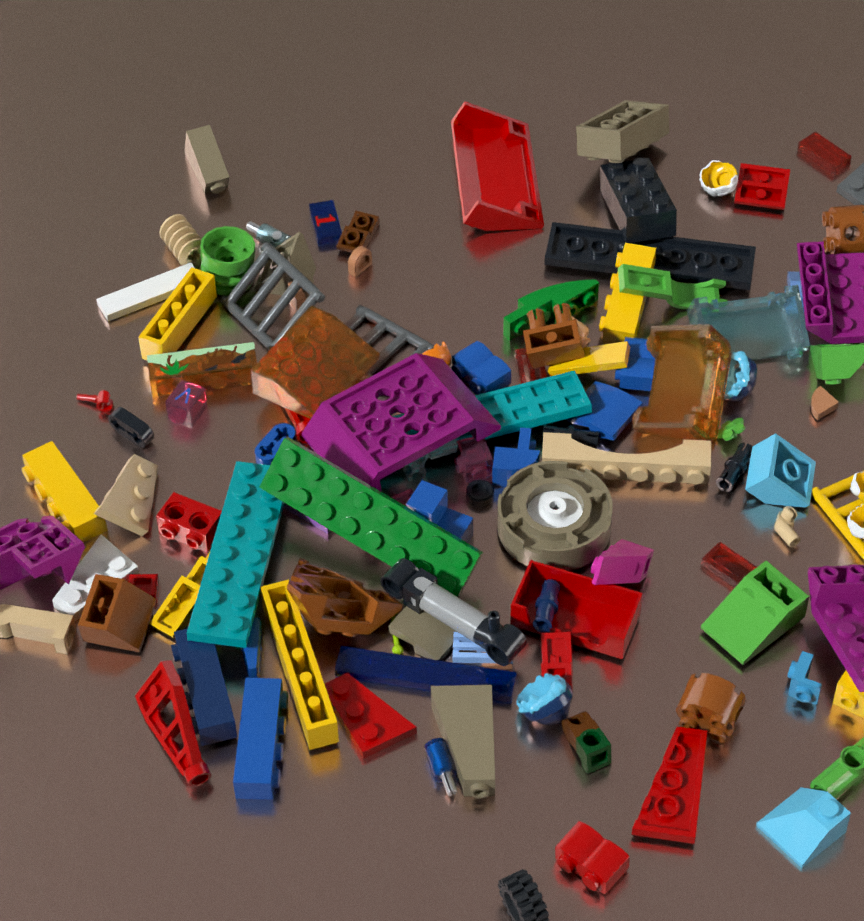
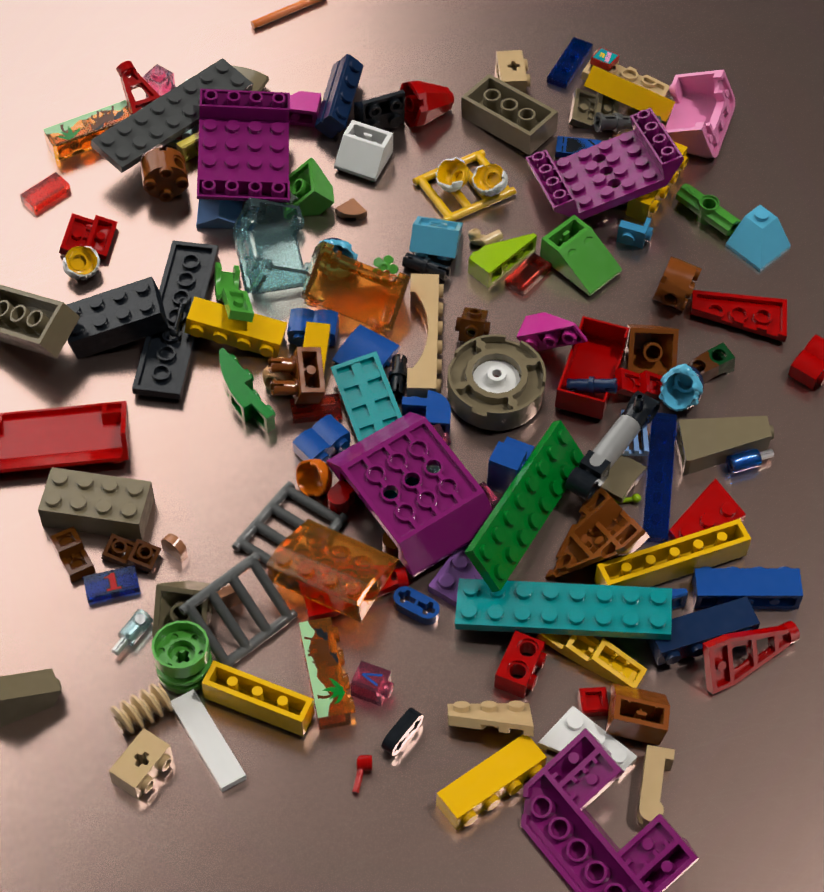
camera: 95 degrees left, 5 degrees up
(129, 244) = (141, 764): none -> tan brick
(367, 192) = (72, 554): none -> reddish brown slope
(411, 203) = (96, 503): none -> dark tan brick
(480, 493) = (462, 444): black tile -> none
(608, 671) = (651, 348): none -> dark orange slope
(639, 500) = (472, 324): none -> reddish brown brick
(746, 531) = (499, 258): none -> lime slope

